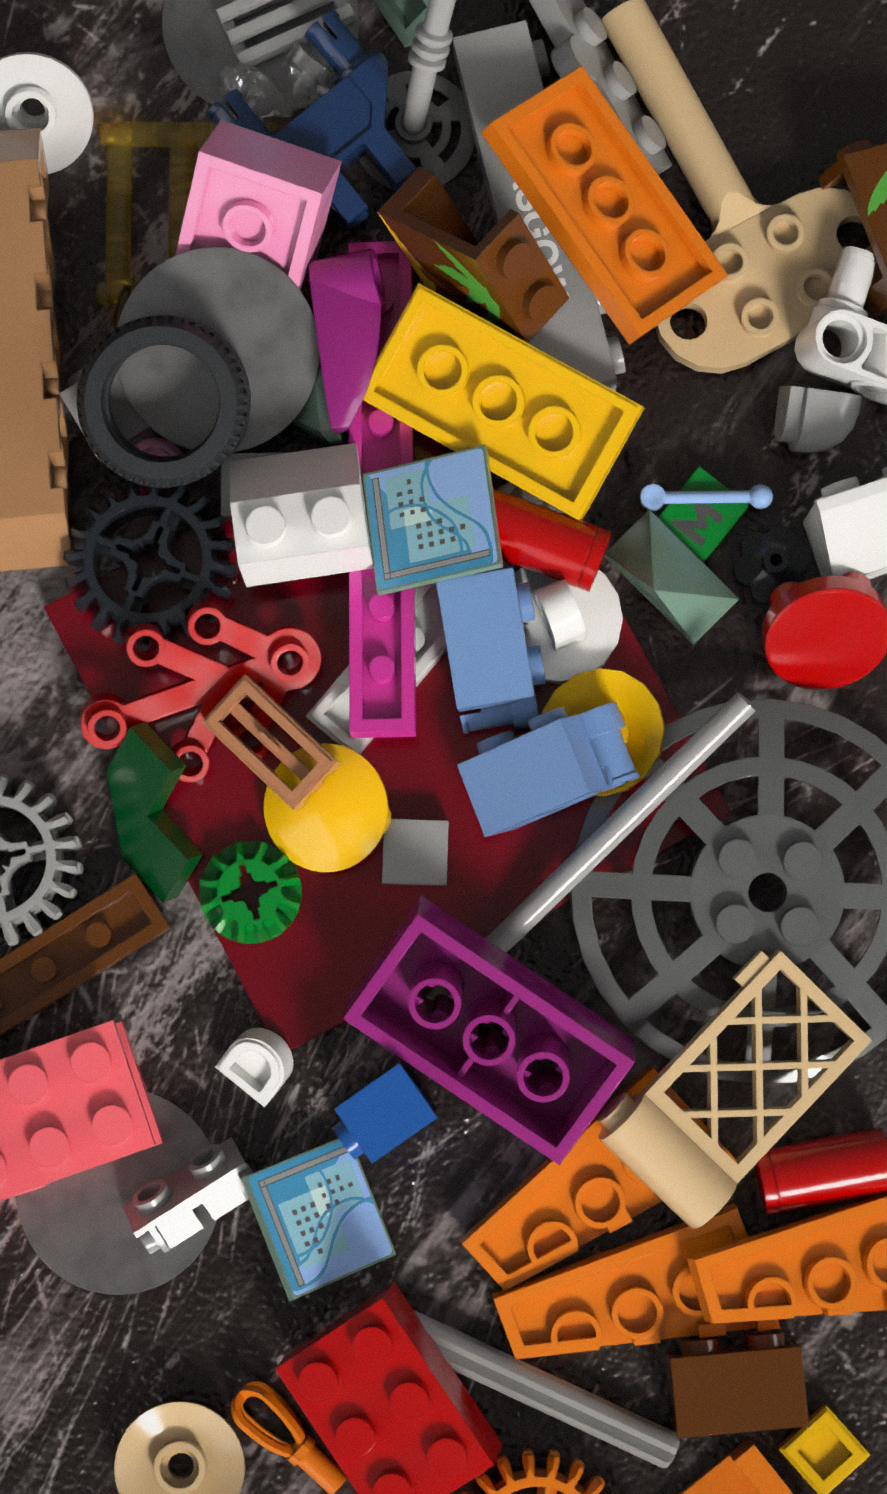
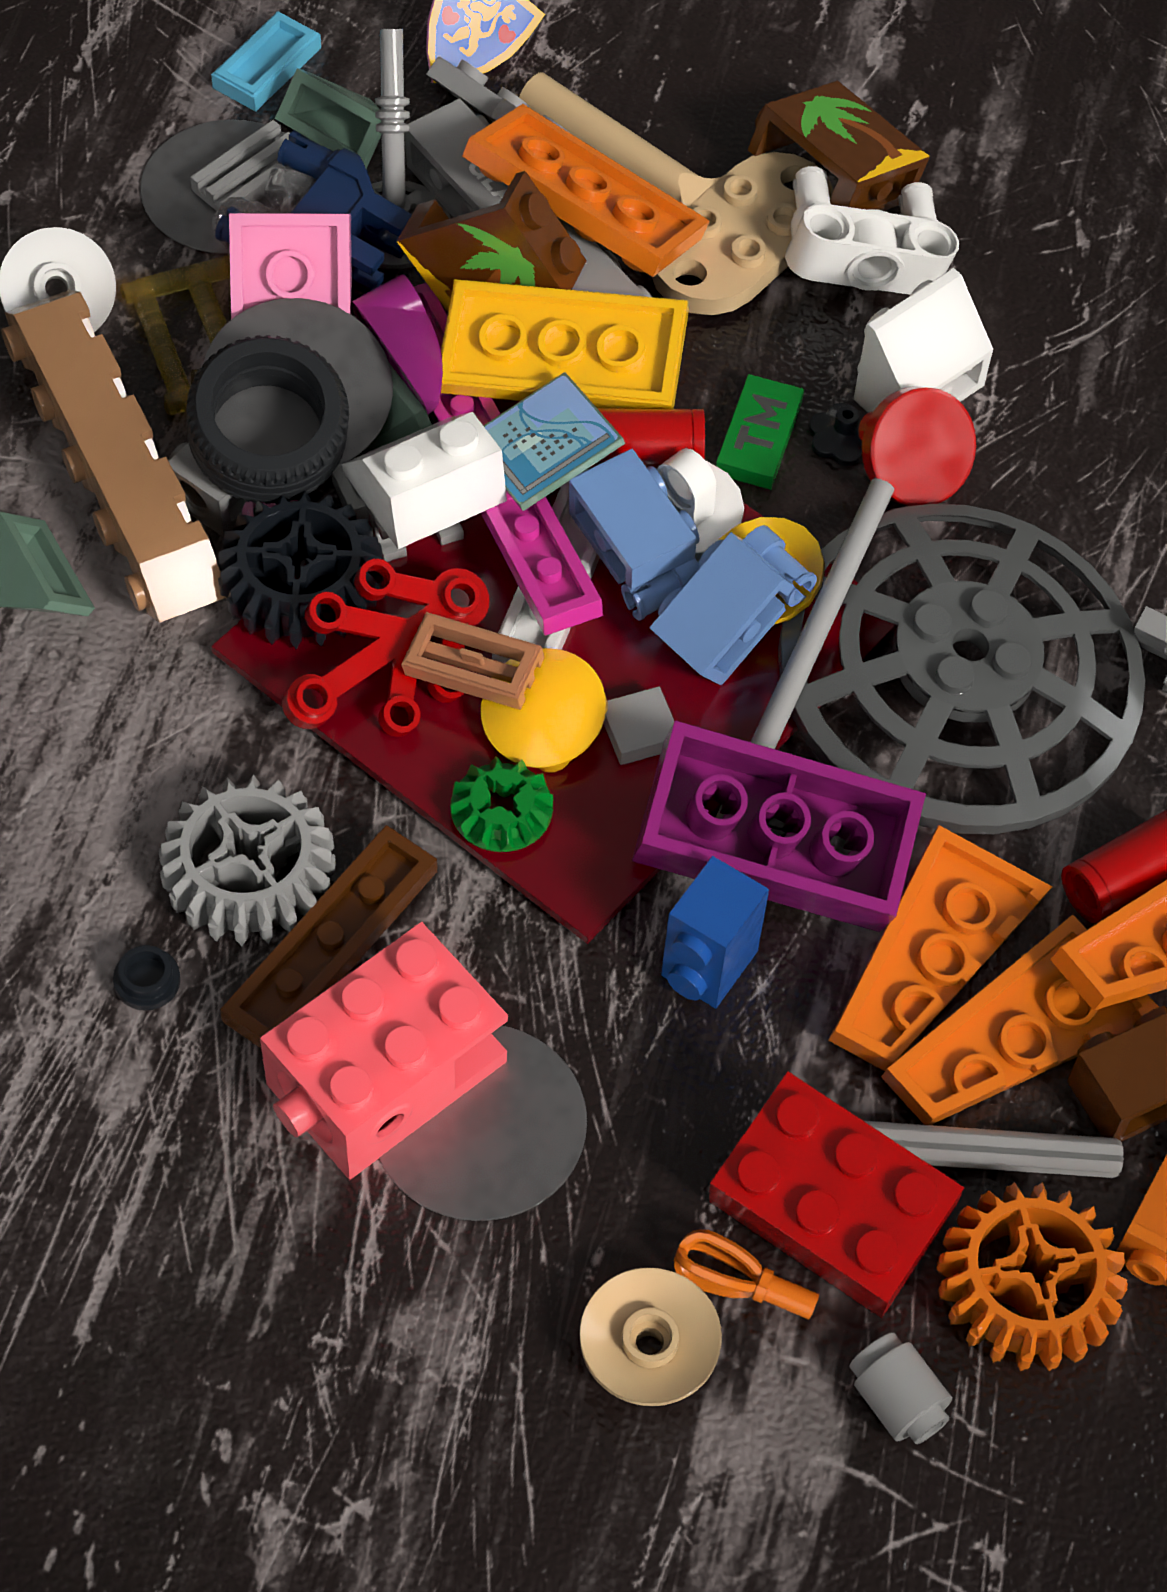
camera: 30 degrees left, 25 degrees down
(139, 787) = (361, 752): dark green tile -> none
(163, 1208) = (536, 1102): light grey hinge -> none
(258, 1063) = (569, 951): white tile -> none
(318, 1218) = (687, 1057): piece -> none
(653, 497) = (722, 403): light blue hinge -> none
(671, 577) = (765, 456): sand green slope -> none
(671, 1150) = (1000, 878): tan piece -> none
(814, 417) = (826, 308): light grey piece -> none

